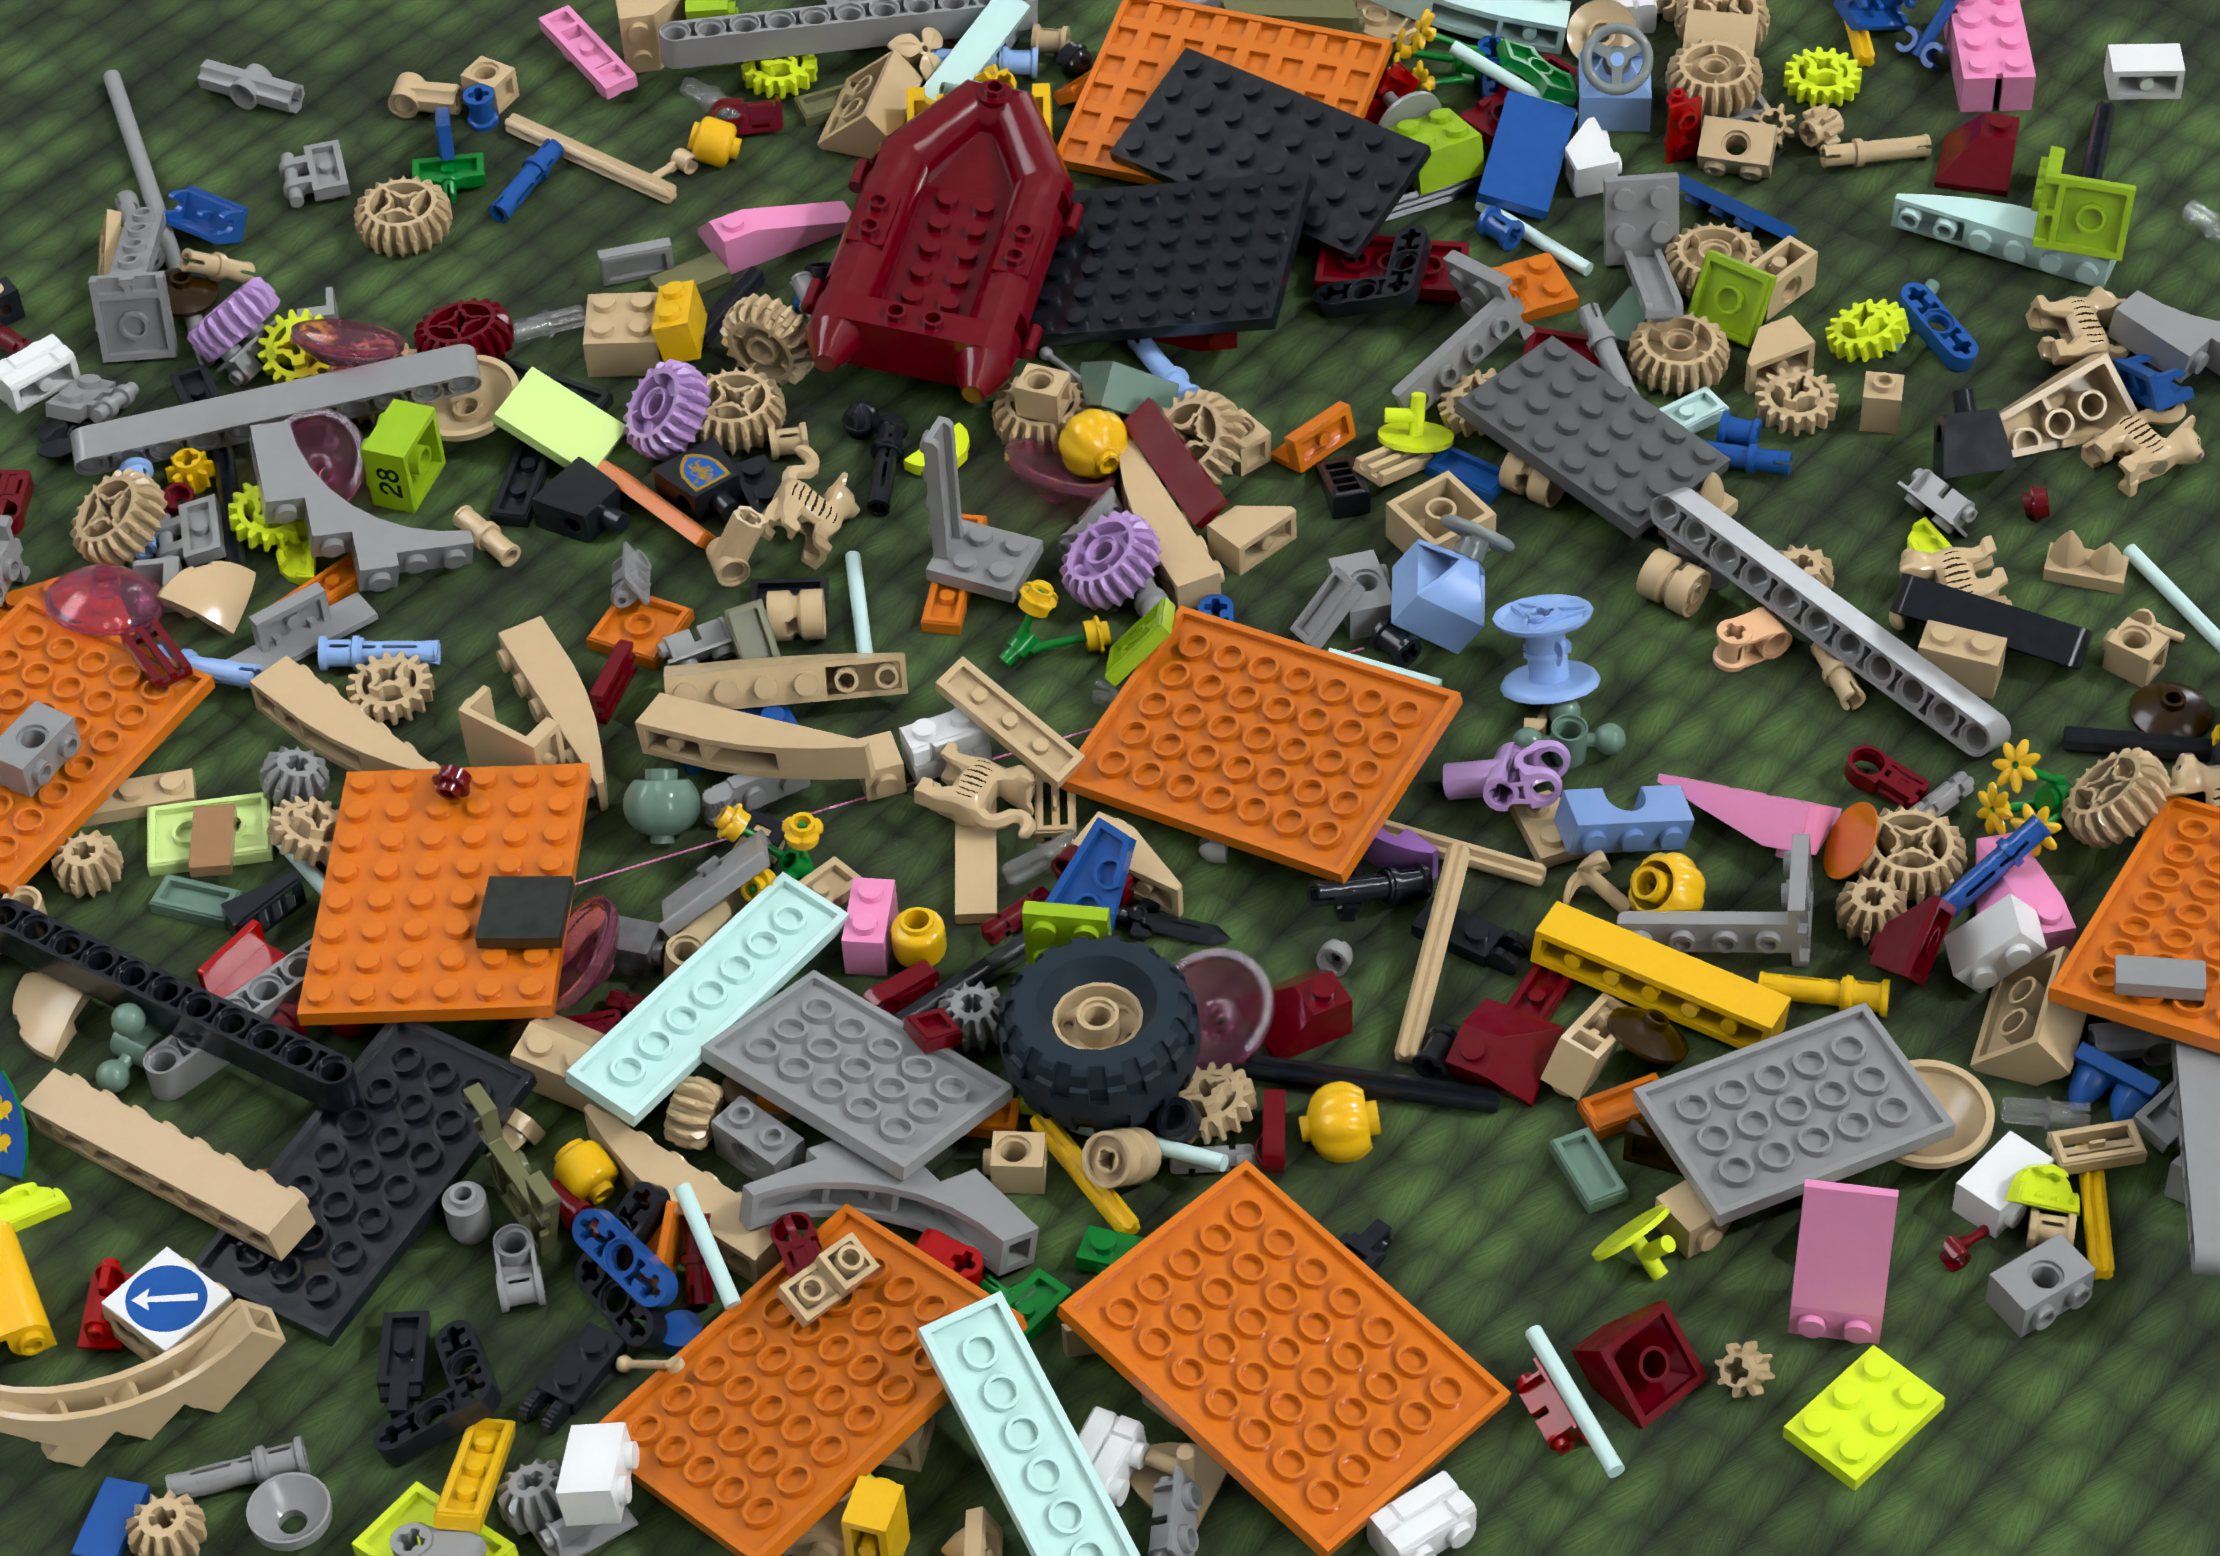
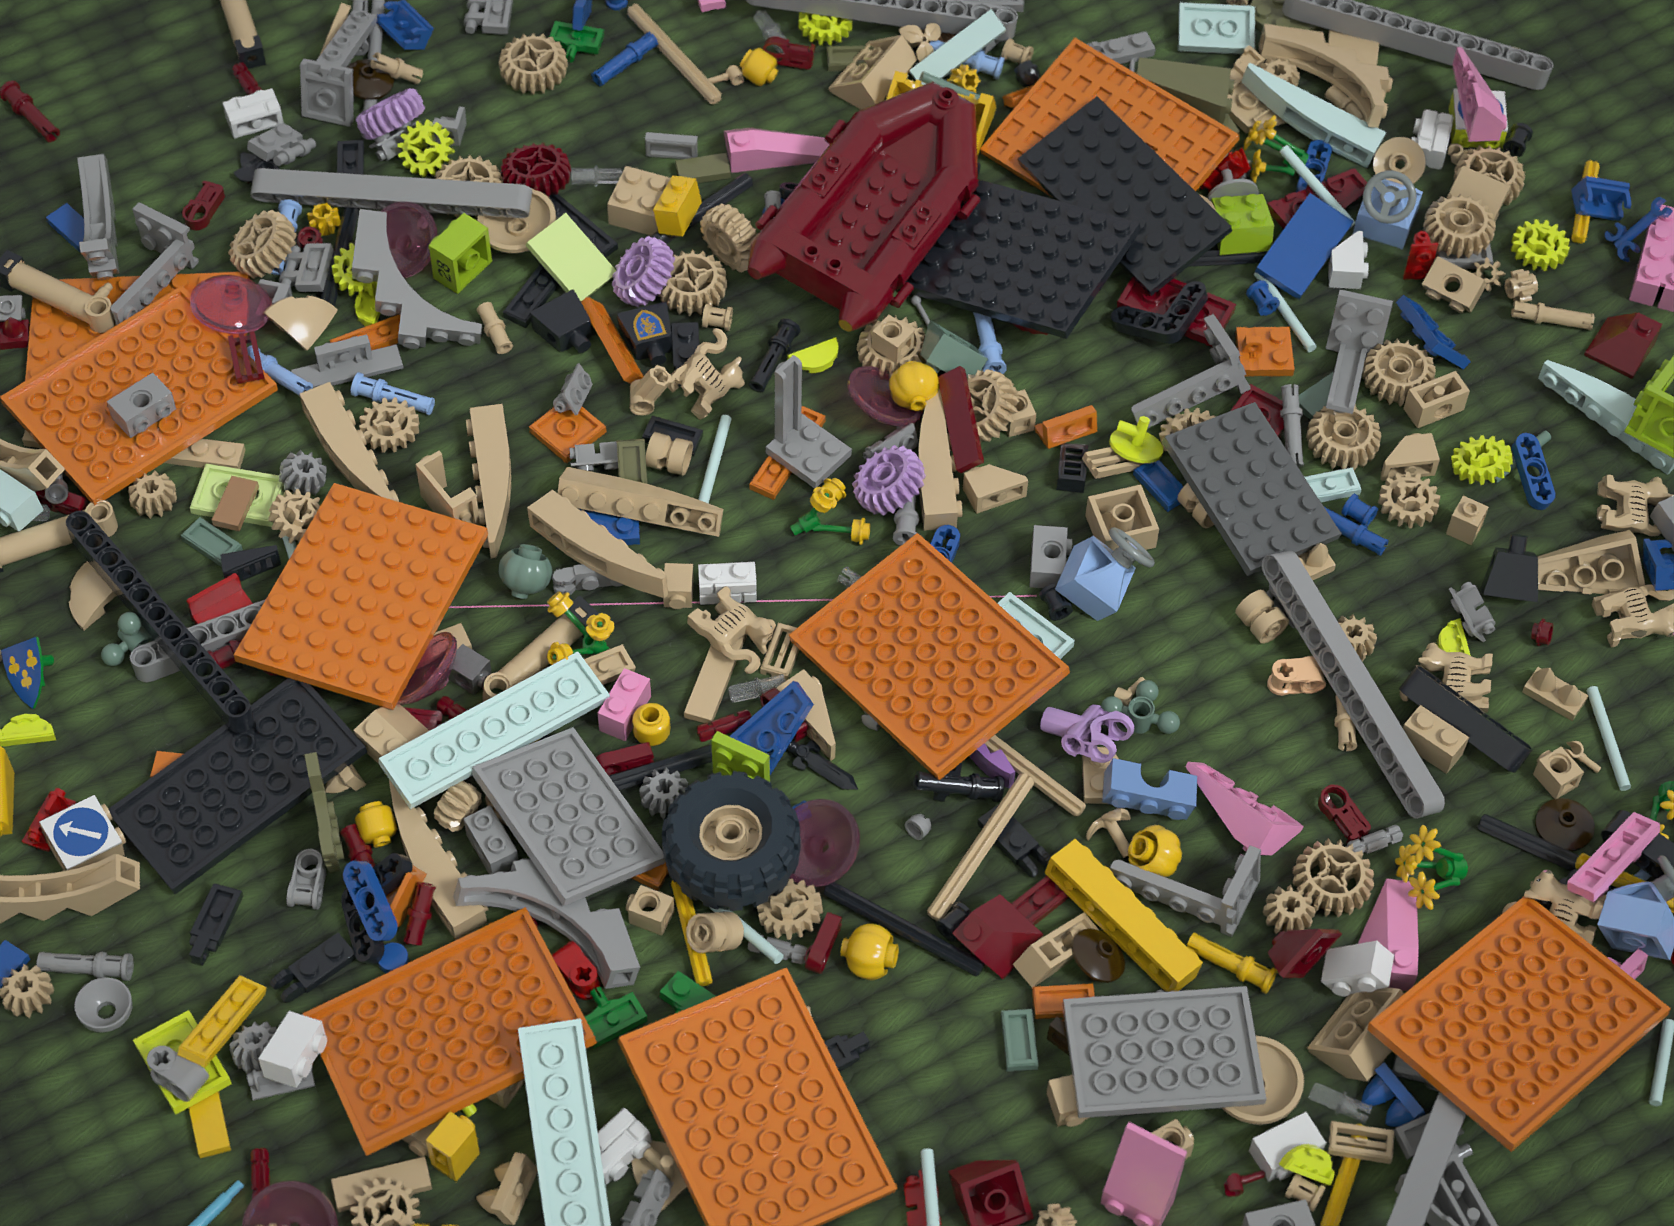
camera: 15 degrees right, 10 degrees up
(169, 1163) = (119, 734): tan brick -> none
(346, 342) = (452, 157): clear pink dish -> none
(397, 1438) = (197, 975): black beam -> none
(452, 782) = (391, 517): dark red plate -> none
(467, 1212) = (290, 829): light grey brick -> none
(524, 912) = (399, 630): pearl dark grey tile -> none
(613, 681) = (532, 465): dark red tile -> none
(674, 1364) = (373, 985): tan hinge -> none
(707, 1246) = (423, 910): light aqua bar -> none
(714, 882) = (534, 643): light grey door -> none
(801, 1250) = (480, 936): dark red piece -> none
(827, 1279) = (486, 963): tan slope -> none
(860, 420) = (771, 314): black plate -> none
(933, 1030) = (630, 799): dark red tile -> none
(1009, 722) = (768, 587): tan plate -> none
(1140, 641) = (881, 550): lime tile -> none
(1178, 1120) = (762, 917): black tile -> none
(1308, 1013) = (880, 861): dark red slope -> none
(1327, 608) = (1018, 563): light grey tile -> none
(1544, 625) = (1146, 660): light blue piece -> none
(1546, 78) = (1332, 174): green tile -> none
(1633, 1236) = (1023, 1101): neon yellow shield -> none
(1732, 296) = (1396, 406): lime tile -> none
(1851, 841) = (1295, 856): orange piece -> none
(1996, 863) = (1384, 908): blue pin -> none
(2116, 797) = (1488, 885): tan gear -> none
(2160, 977) = (1446, 1042): light grey tile -> none

